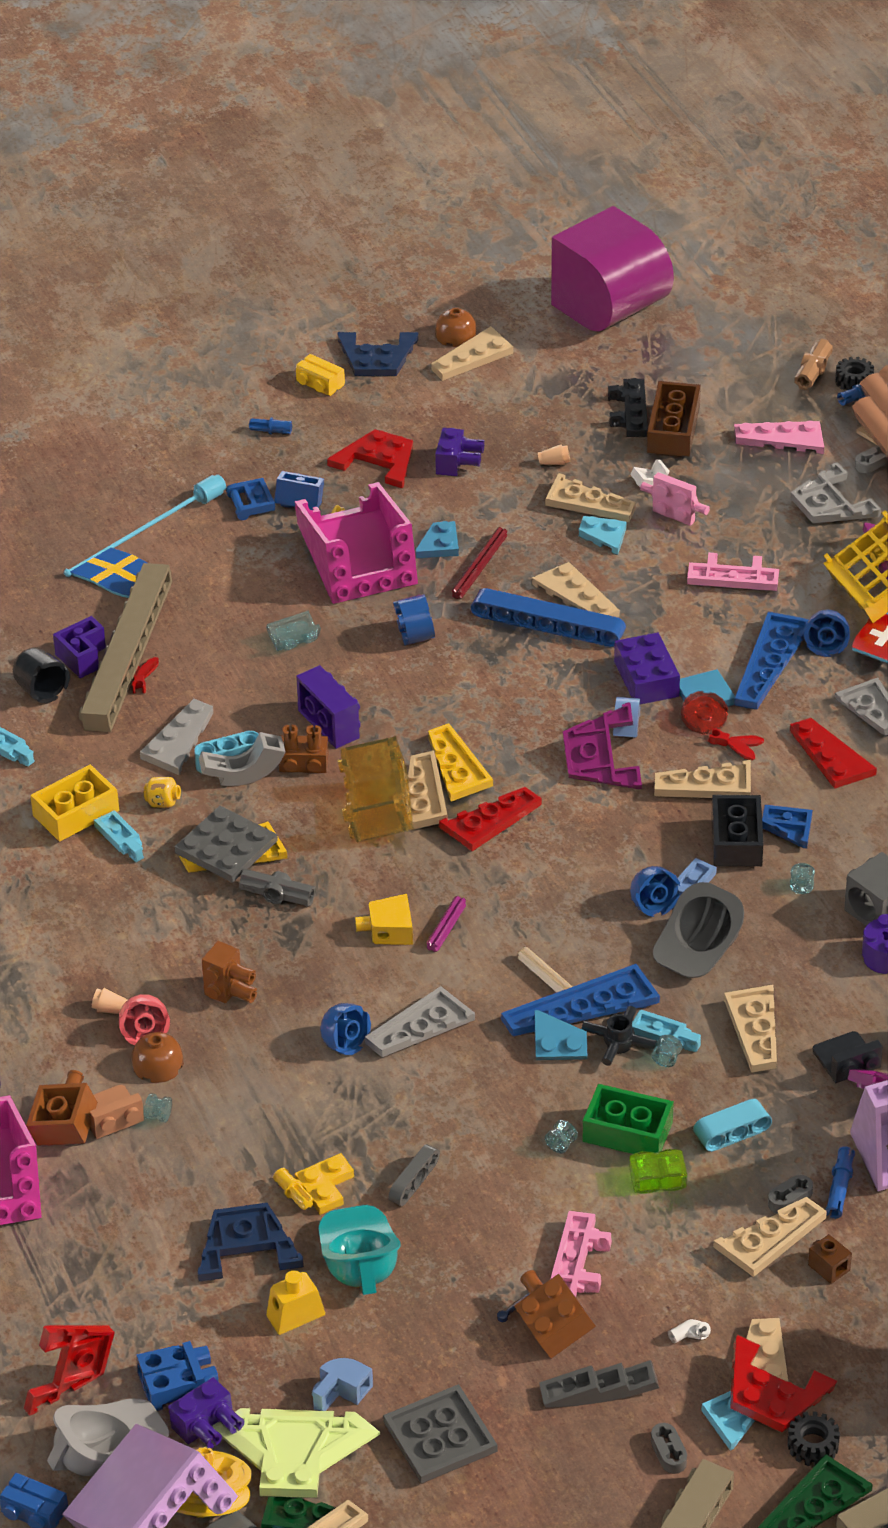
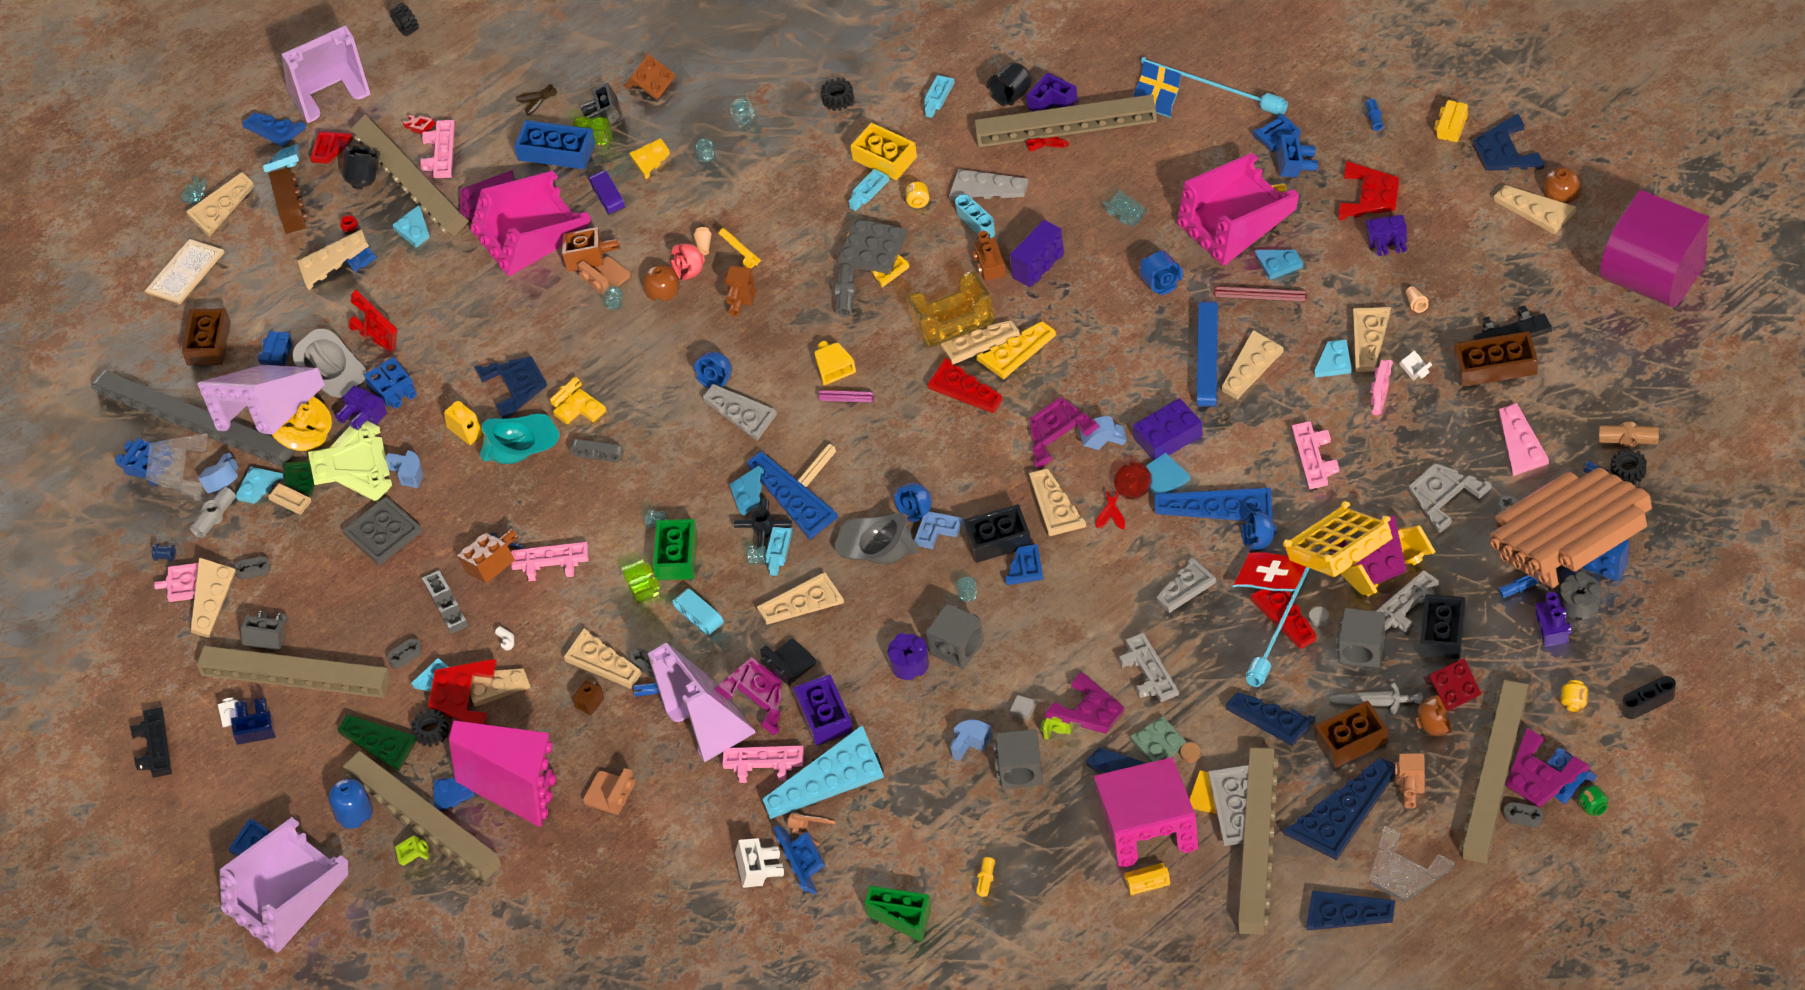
camera: 80 degrees right, 10 degrees up
(146, 967) = (750, 258): none -> yellow hinge
(248, 766) = (959, 228): light grey arch -> none
(831, 755) = (1114, 579): red wing -> none

